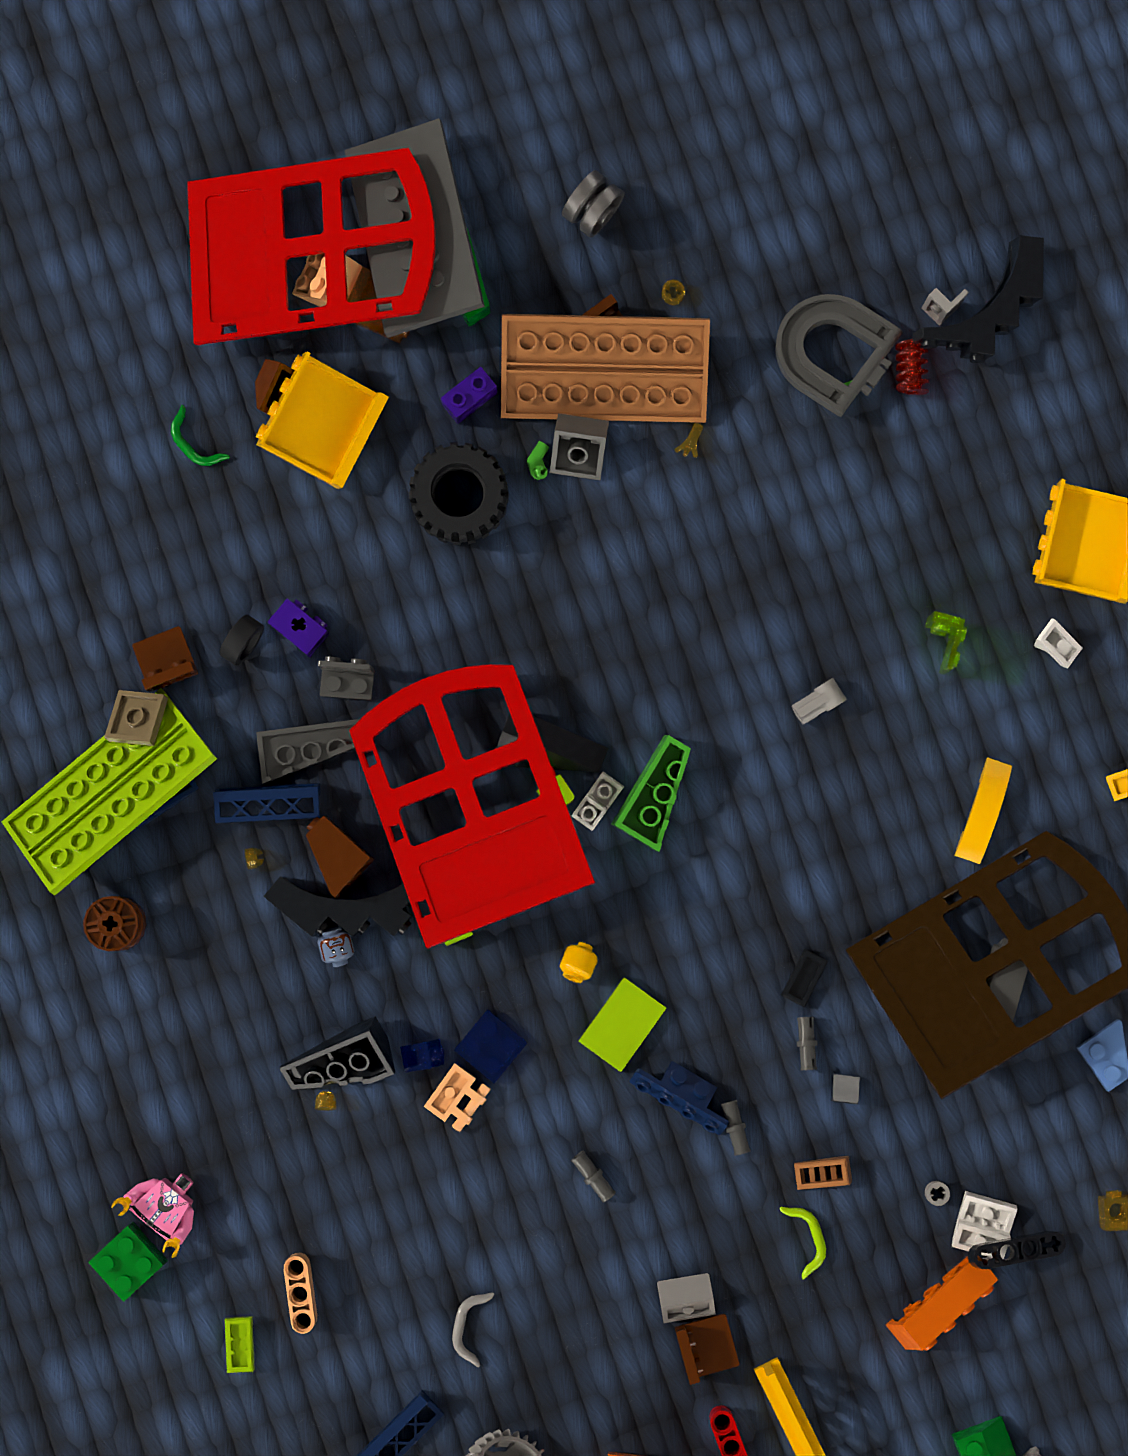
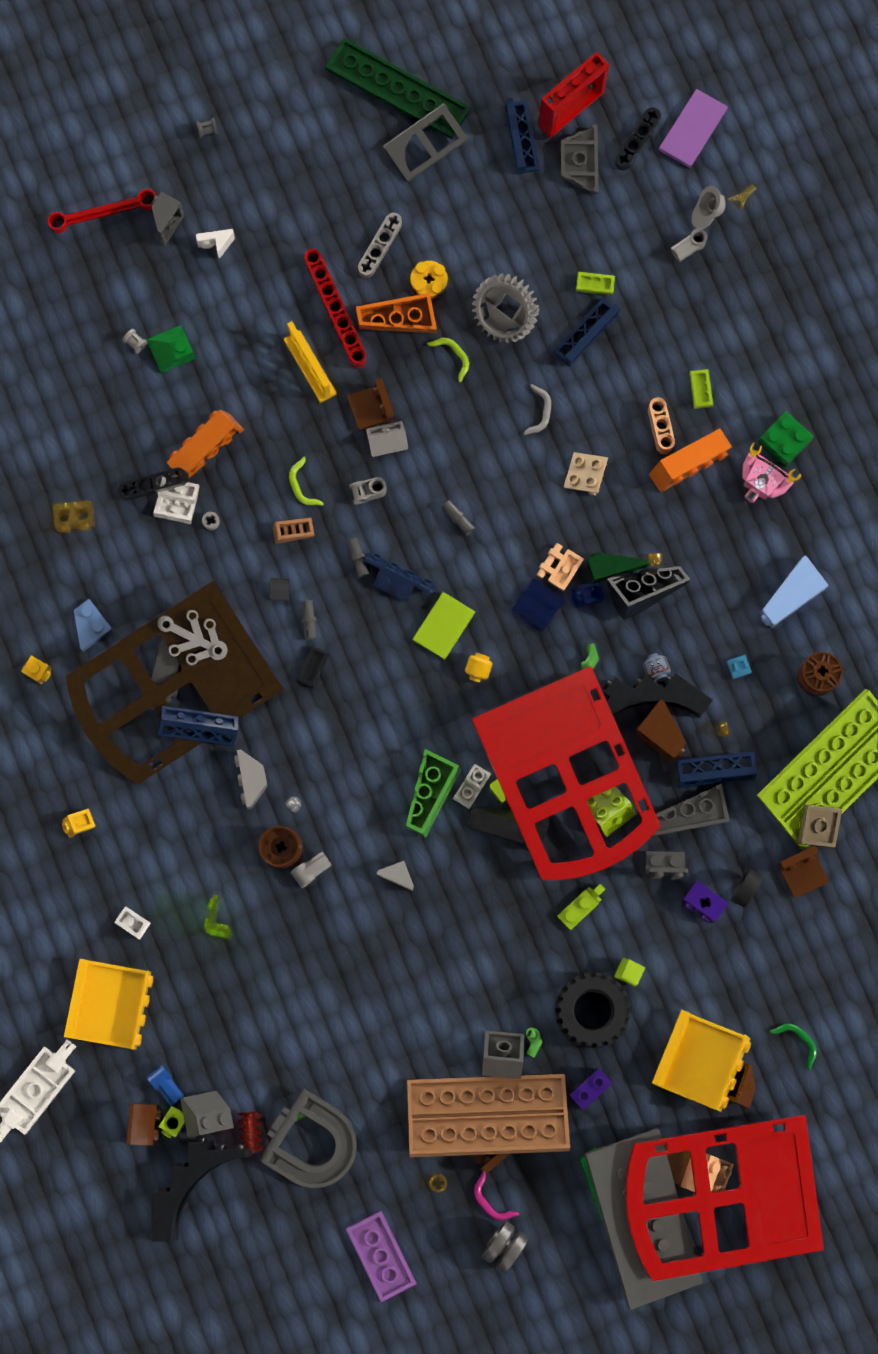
camera: 170 degrees right, 5 degrees down
(136, 1042) = (797, 590): none -> light blue slope
(224, 942) = (739, 667): none -> dark azure tile
(264, 1239) = (690, 460): none -> orange wedge
(388, 1094) = (608, 565): none -> dark green slope
(406, 541) = (629, 972): none -> lime piece
(411, 1230) = (586, 473): none -> tan hinge
(414, 755) = (611, 810): none -> lime bracket
(422, 966) = (592, 658): none -> bright green arm
(463, 632) = (581, 907): none -> lime hinge
(577, 1421) = (460, 353): none -> lime animal
(613, 261) = (486, 1206): none -> dark pink animal
(690, 443) = (417, 1064): clear yellow bar -> none
(703, 687) = (397, 874): none -> light grey slope
(718, 1223) = (367, 491): none -> light grey piece
(750, 207) = (381, 1256): none -> medium lavender tile
(838, 791) = (293, 804): none -> clear hinge
(872, 725) = (269, 846): none -> reddish brown wheel
(894, 830) = (251, 778): none -> light grey slope
(939, 307) = (231, 1179): light grey panel -> none
(964, 906) = (199, 722): none -> dark blue fence
(967, 1017) = (195, 639): none -> light grey plant
(969, 391) = (206, 1114): none -> dark grey slope
(984, 811) = (184, 796): yellow slope -> none
(1006, 396) = (166, 1130): none -> lime brick
(1023, 438) = (163, 1082): none -> blue piece
(1051, 384) = (143, 1124): none -> reddish brown slope

